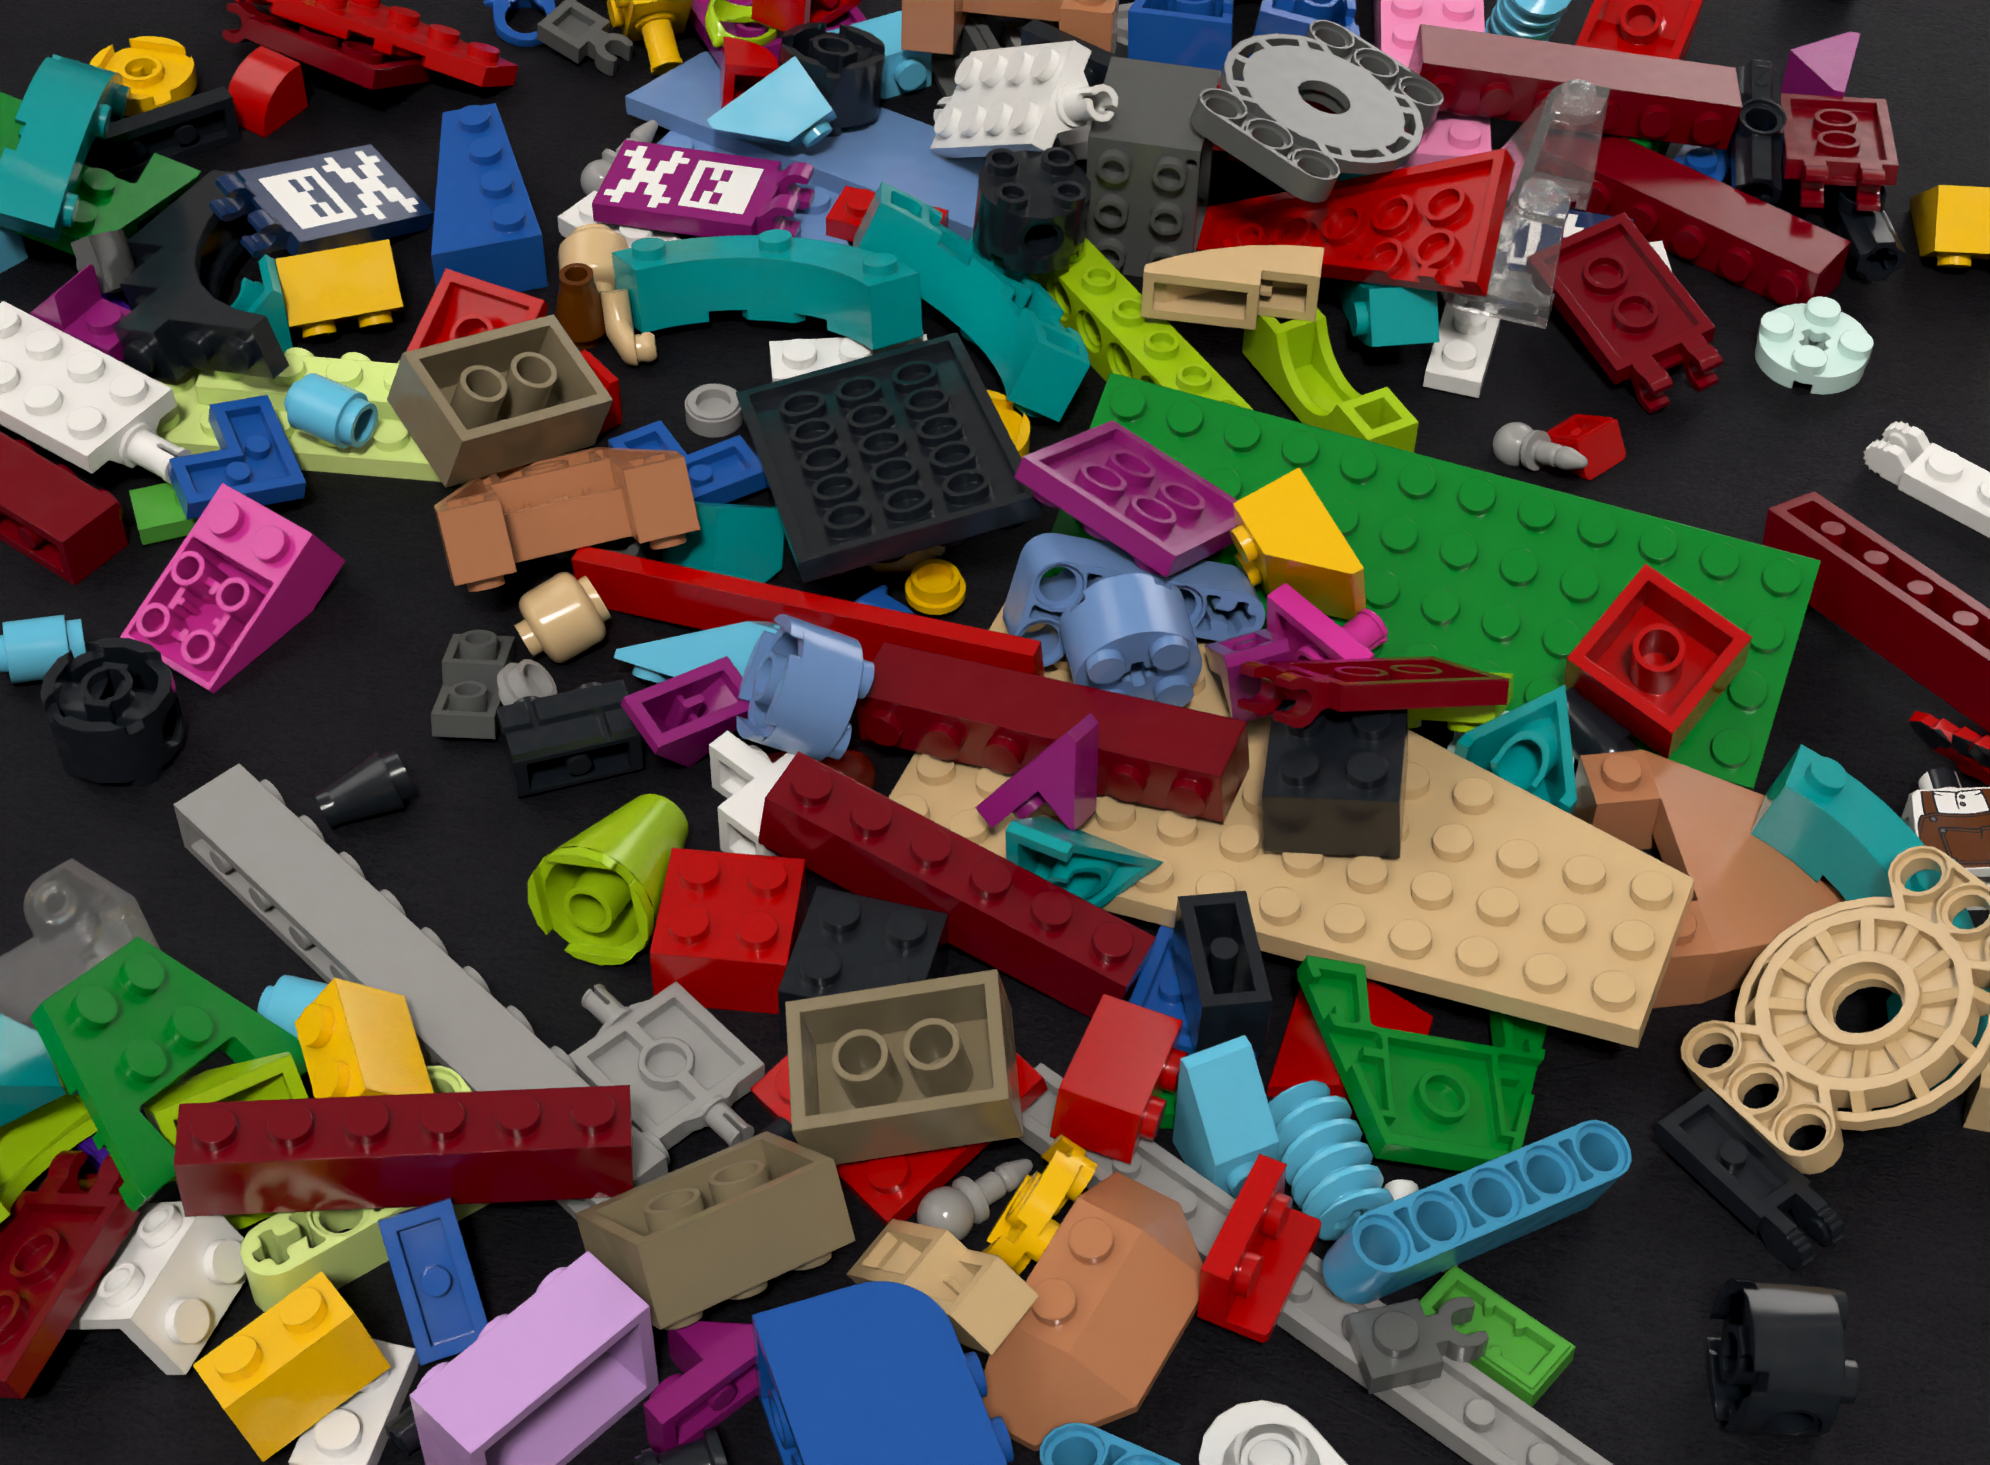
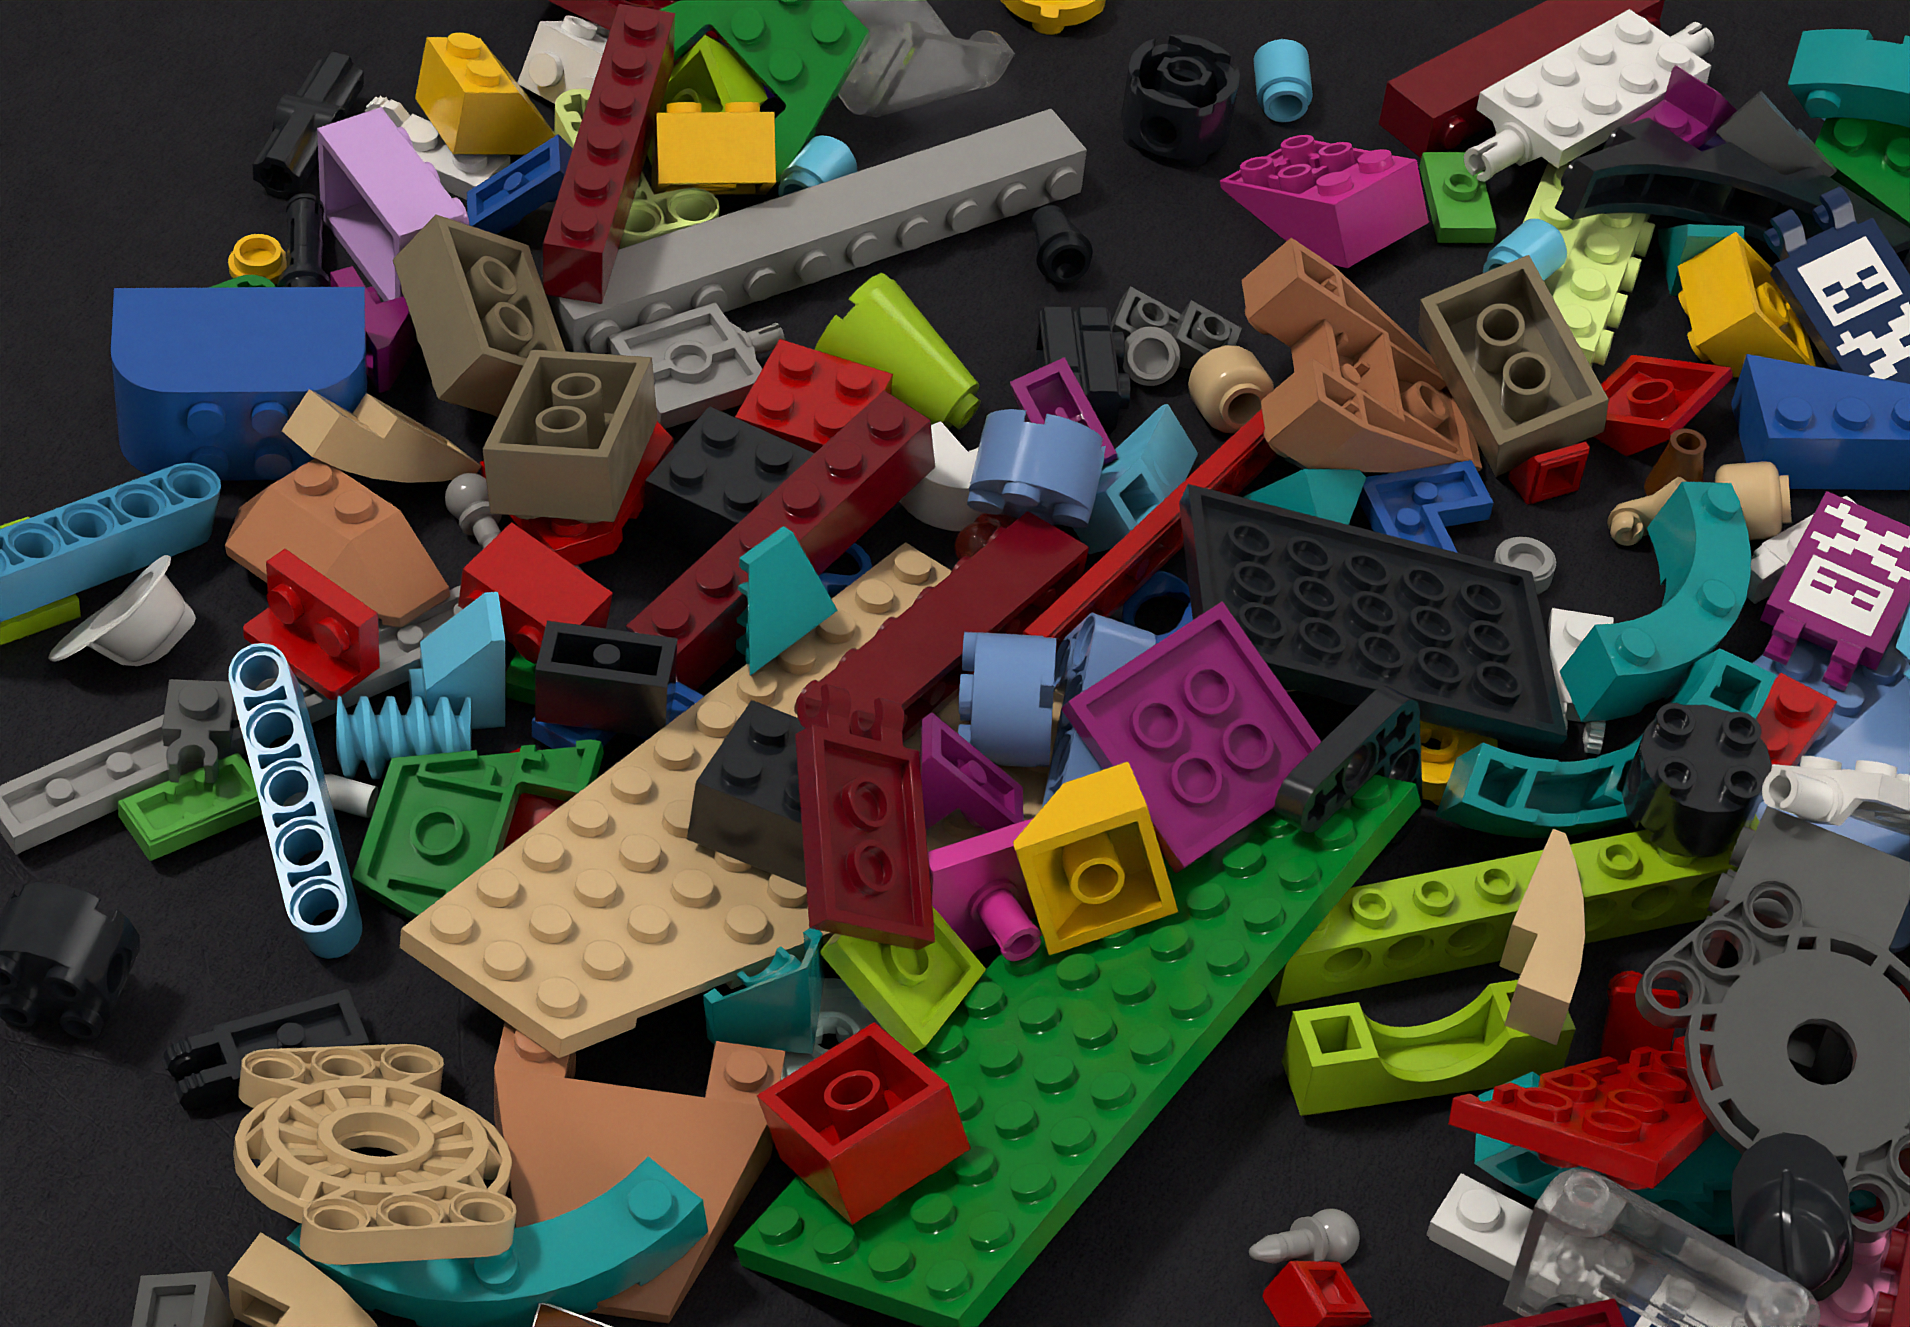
camera: 100 degrees right, 0 degrees up
(251, 459) = (1469, 213): blue plate -> none
(1026, 1221) = (433, 524): yellow plate -> none
(1059, 775) = (848, 607): magenta slope -> none
(1092, 388) = (1373, 740): none -> black beam
(1455, 125) = (1794, 1211): none -> black piece

